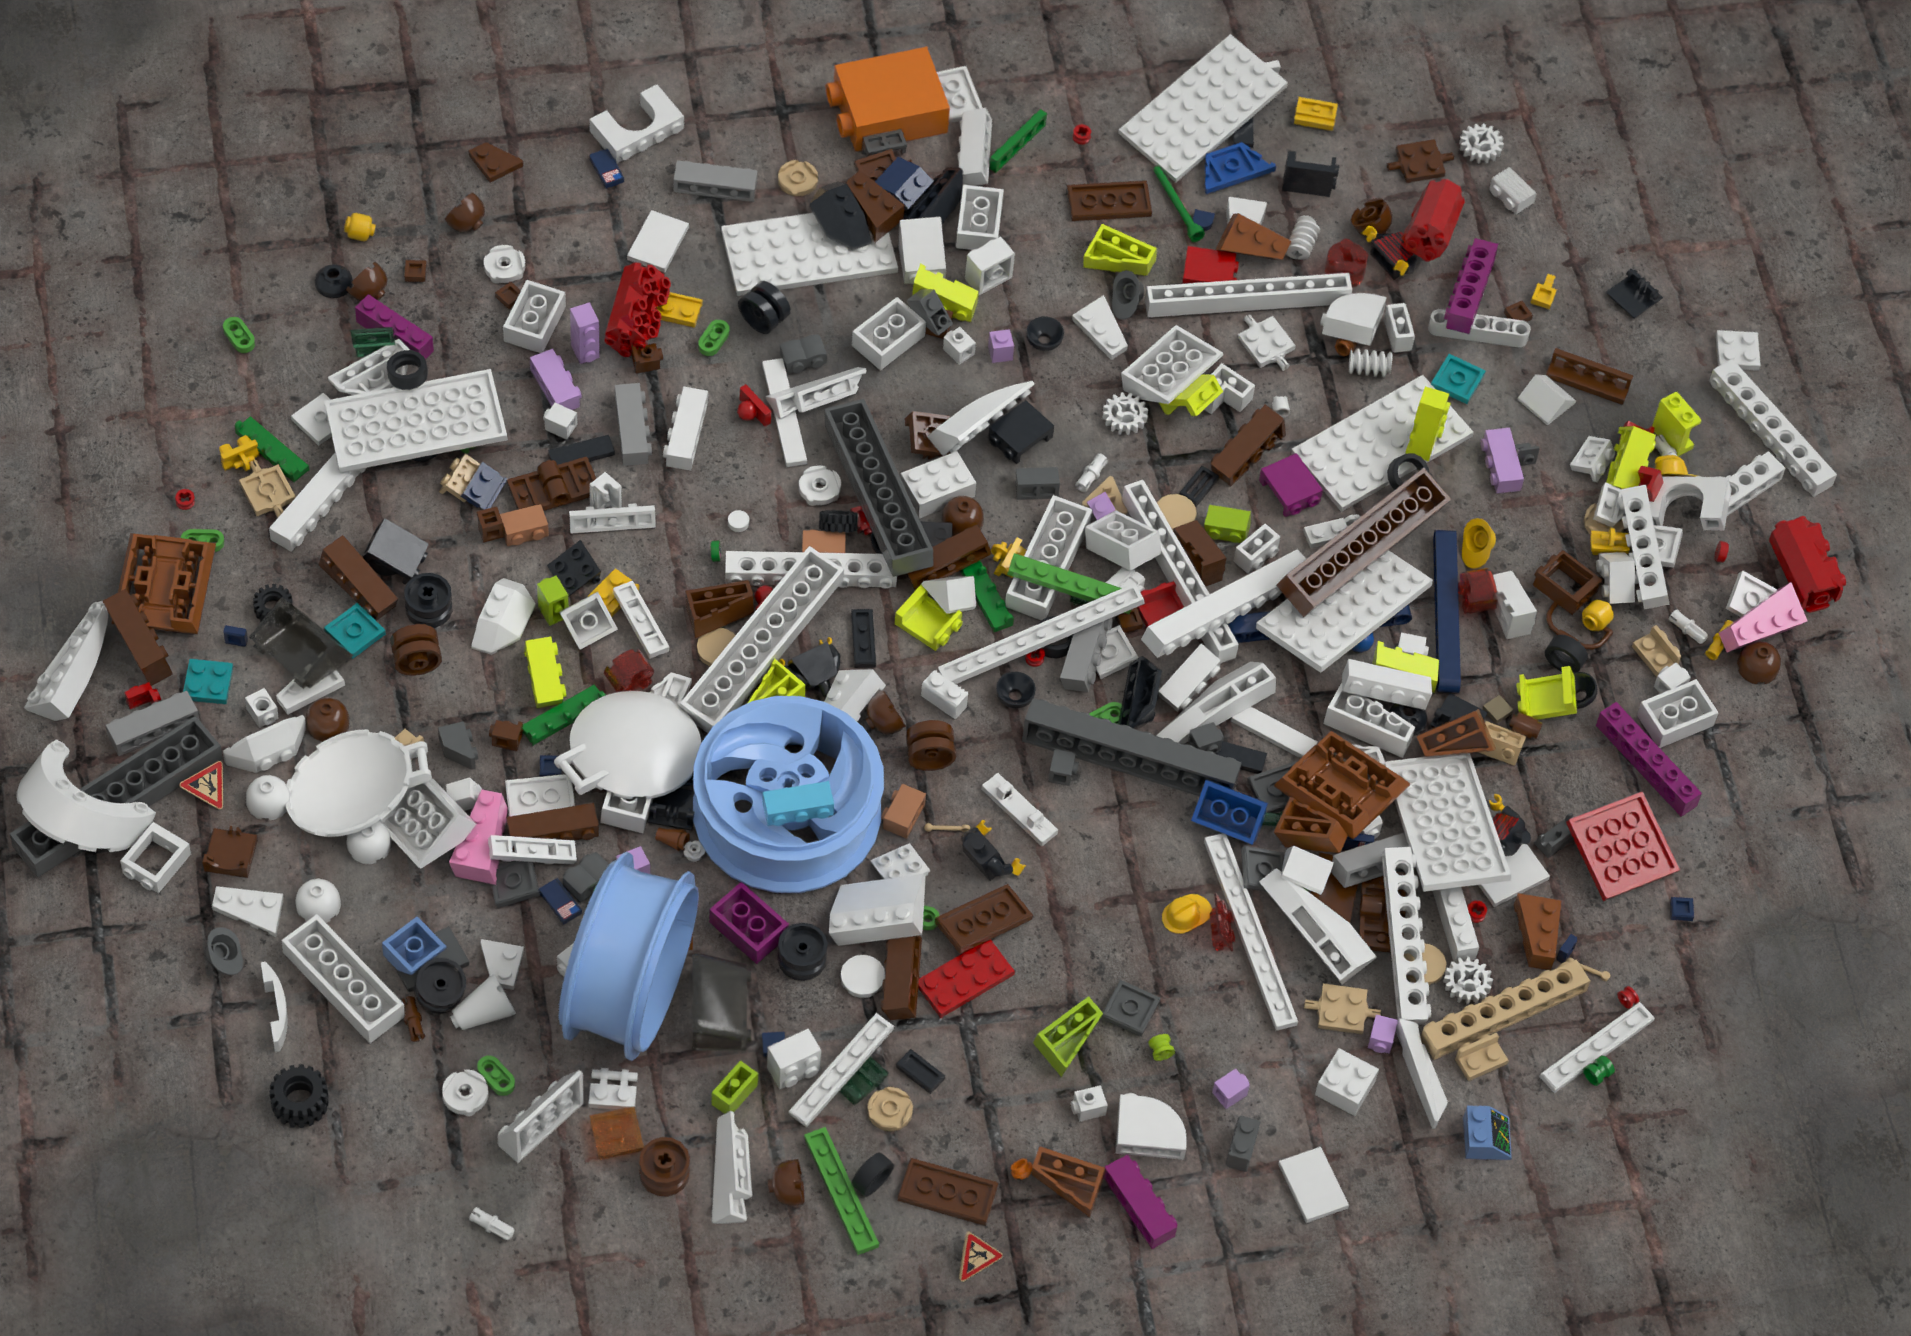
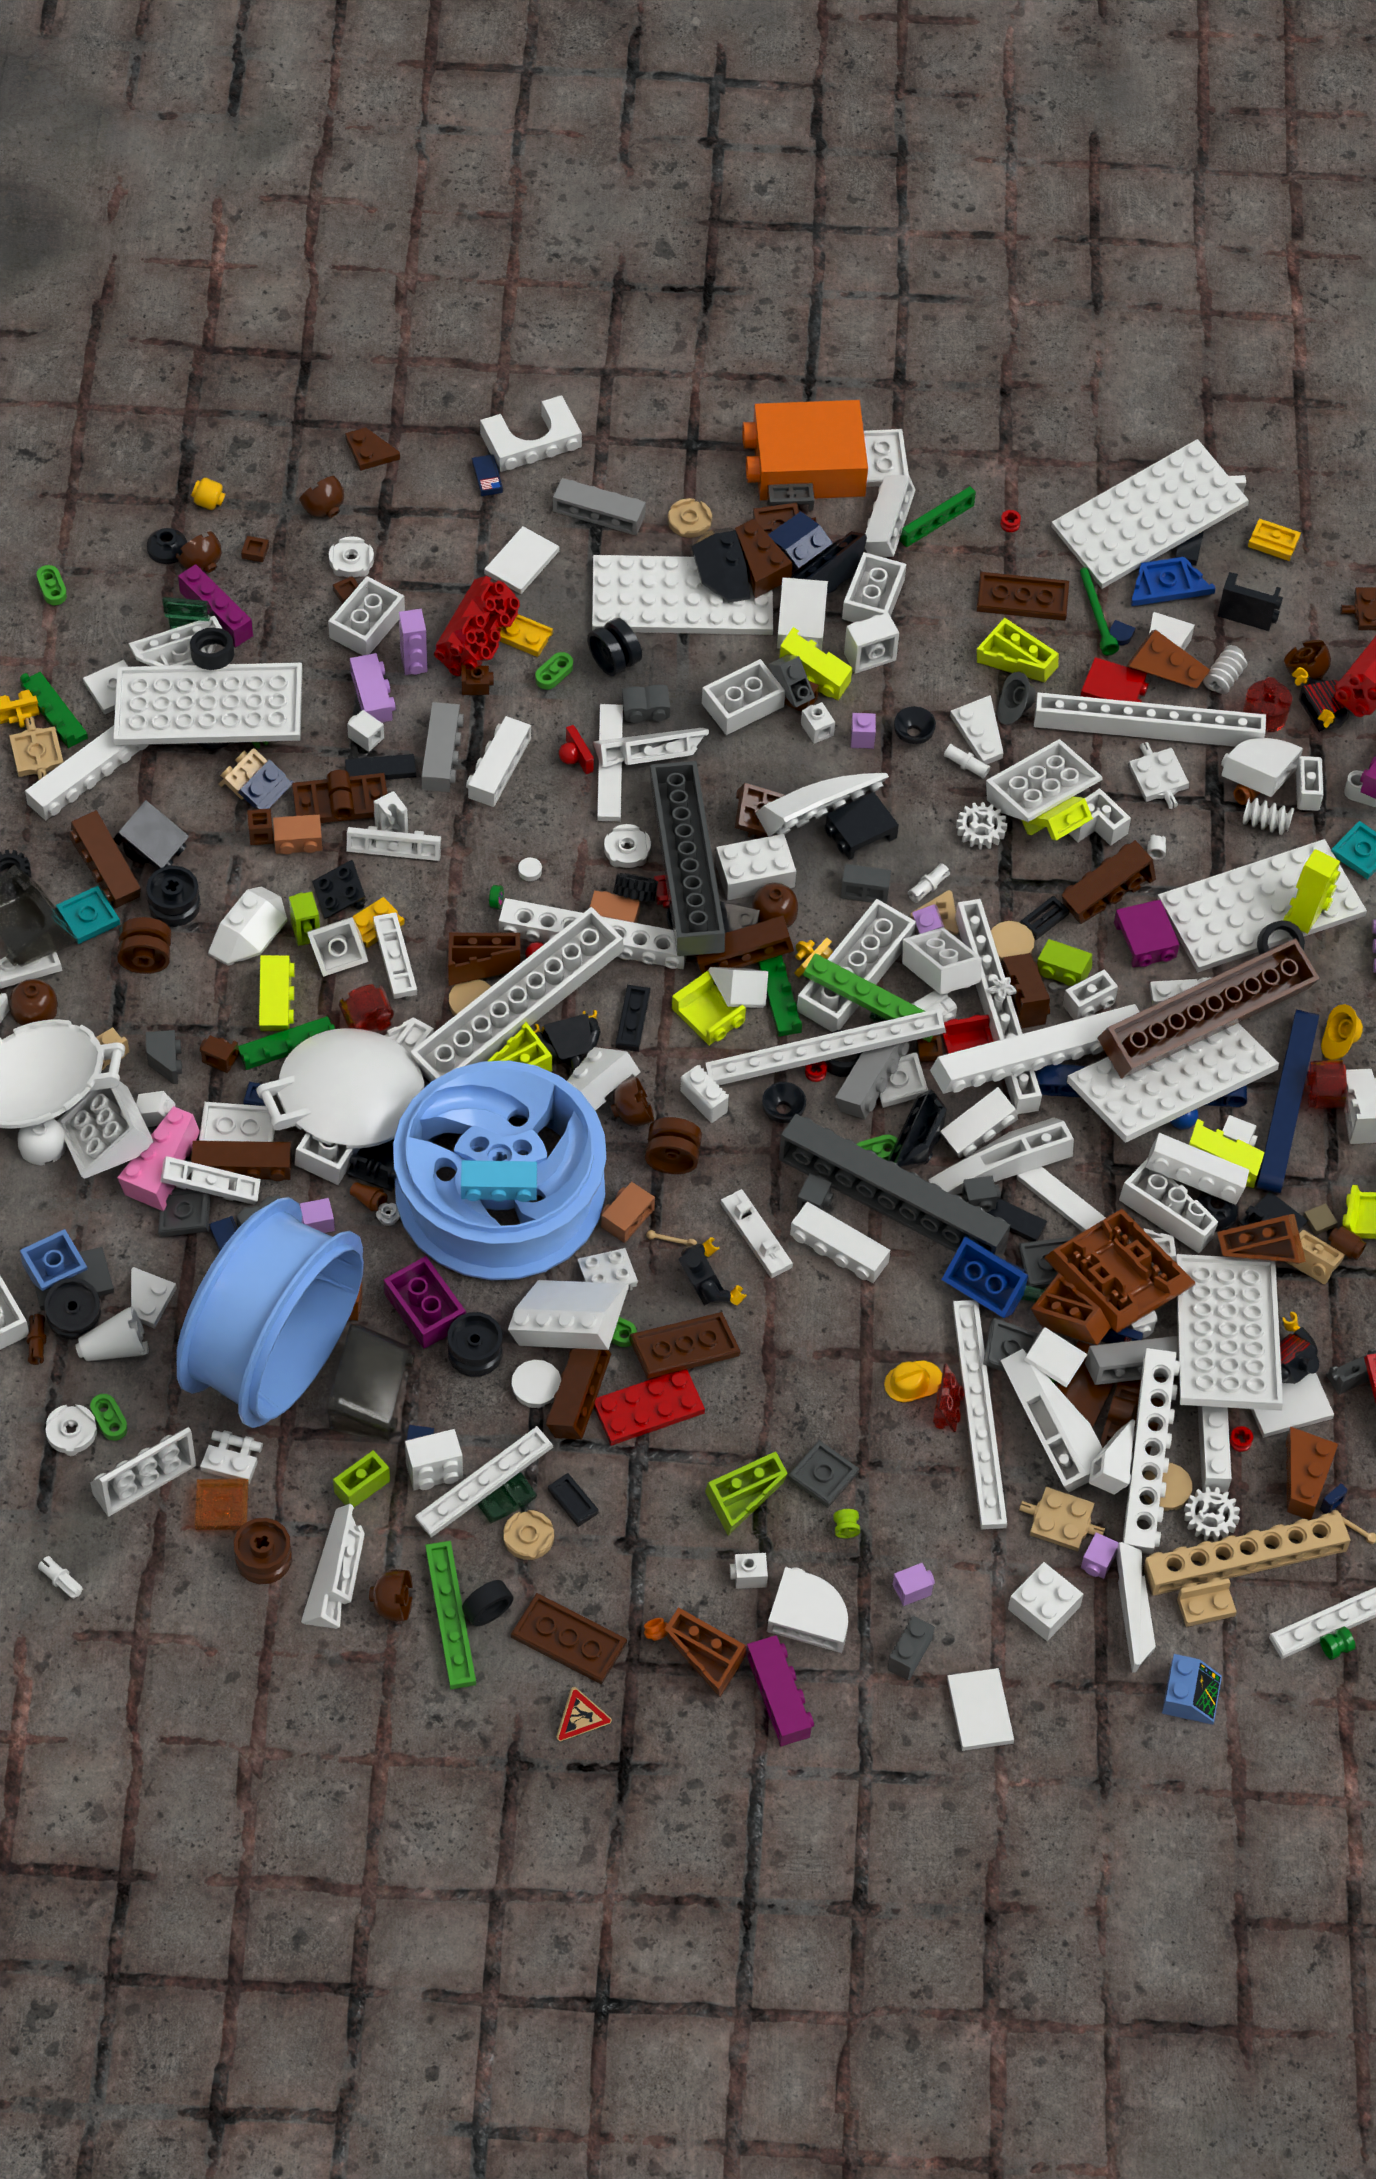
camera: 15 degrees right, 0 degrees up
(1094, 804) = (839, 1242): none -> white brick
(1097, 358) = (967, 761): none -> white pin
(1181, 555) = (1002, 987): none -> white plant
(1377, 952) = (1112, 1465): none -> white slope

